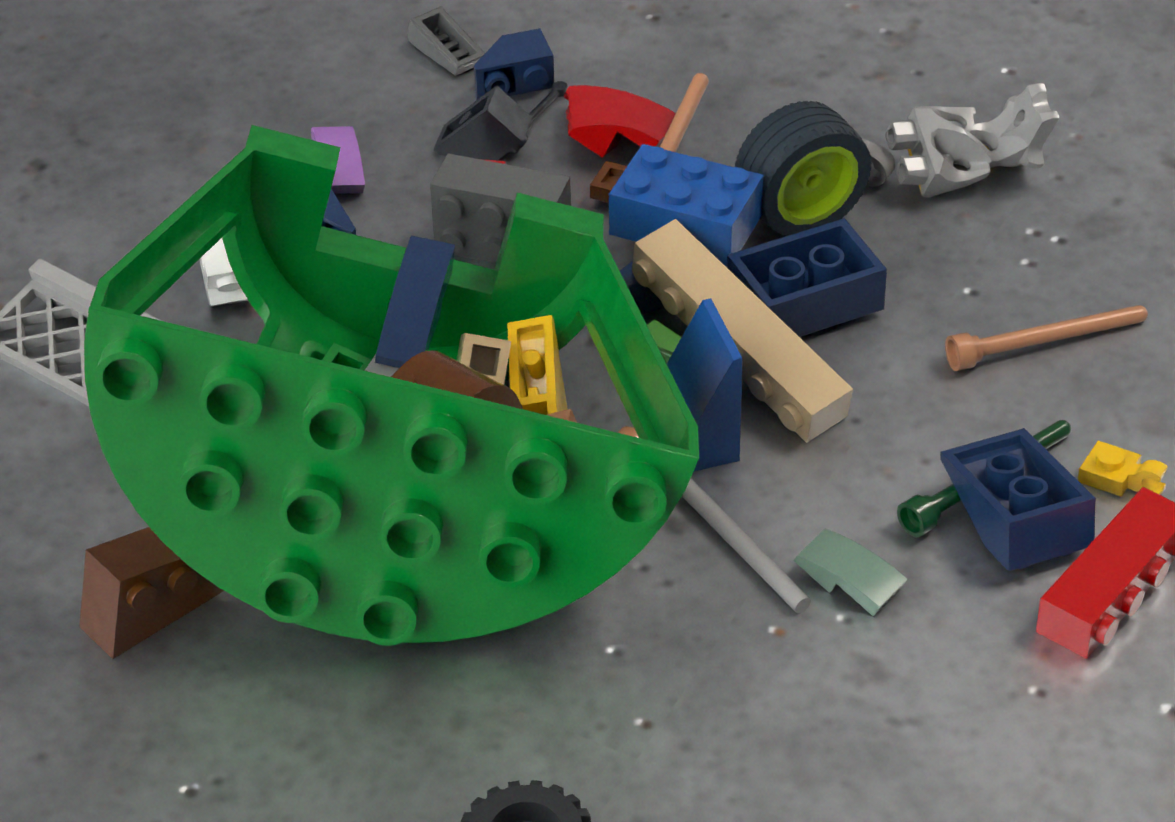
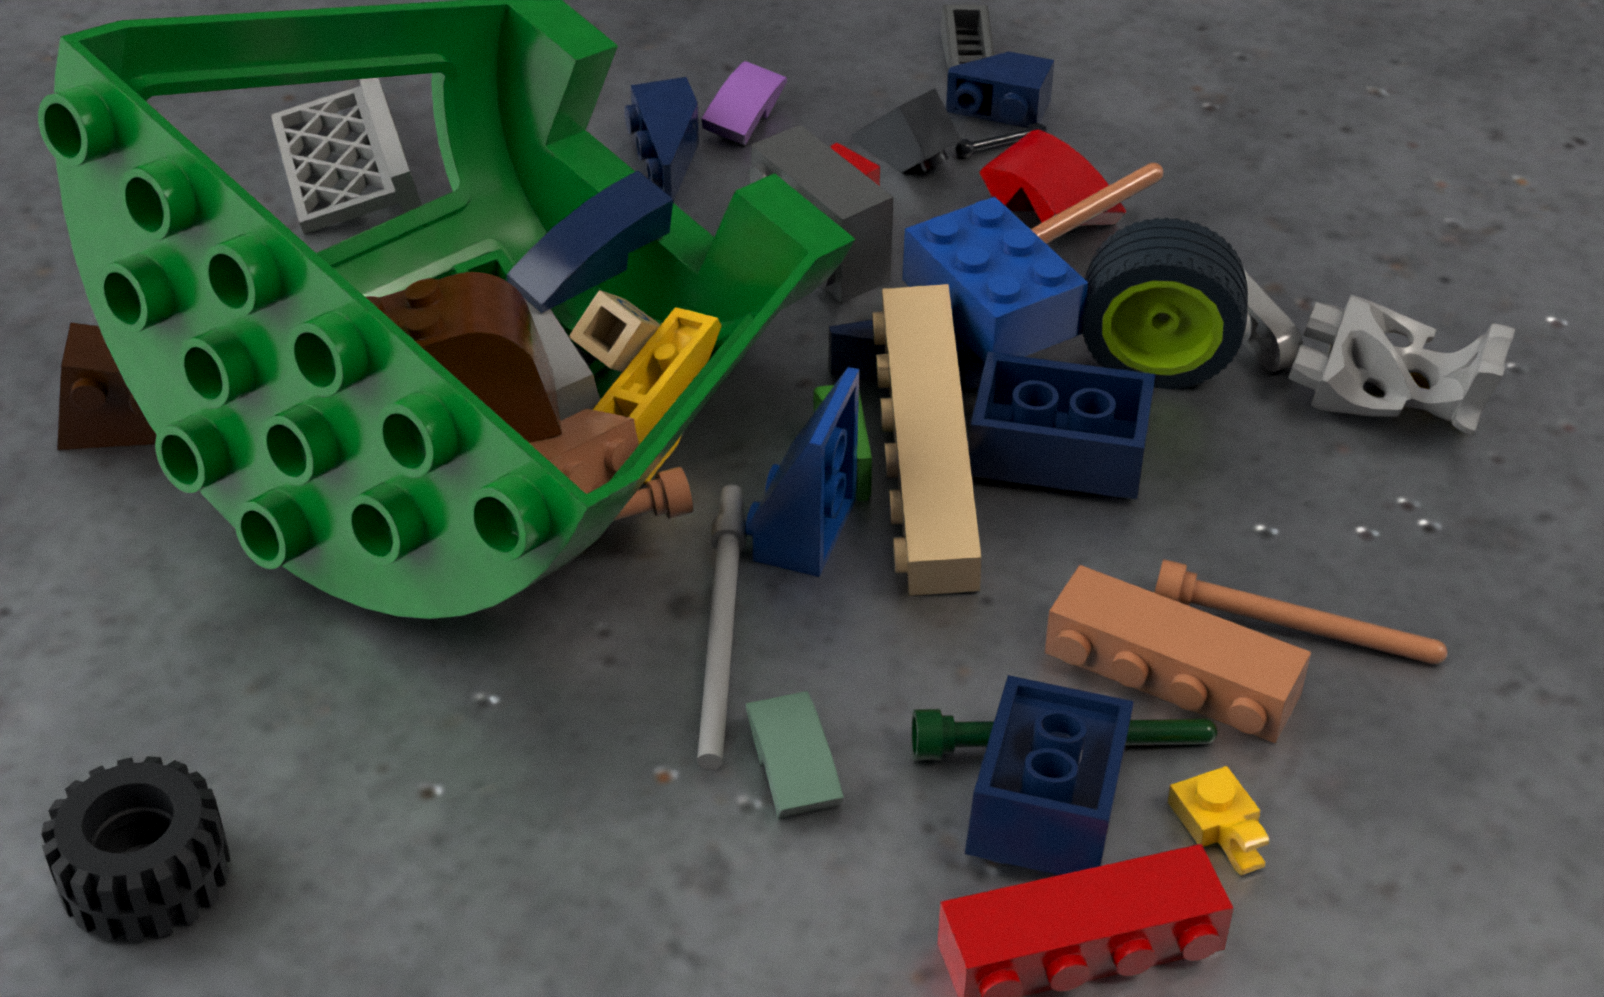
camera: 35 degrees right, 0 degrees up
(1007, 389) = (1177, 653): none -> nougat brick

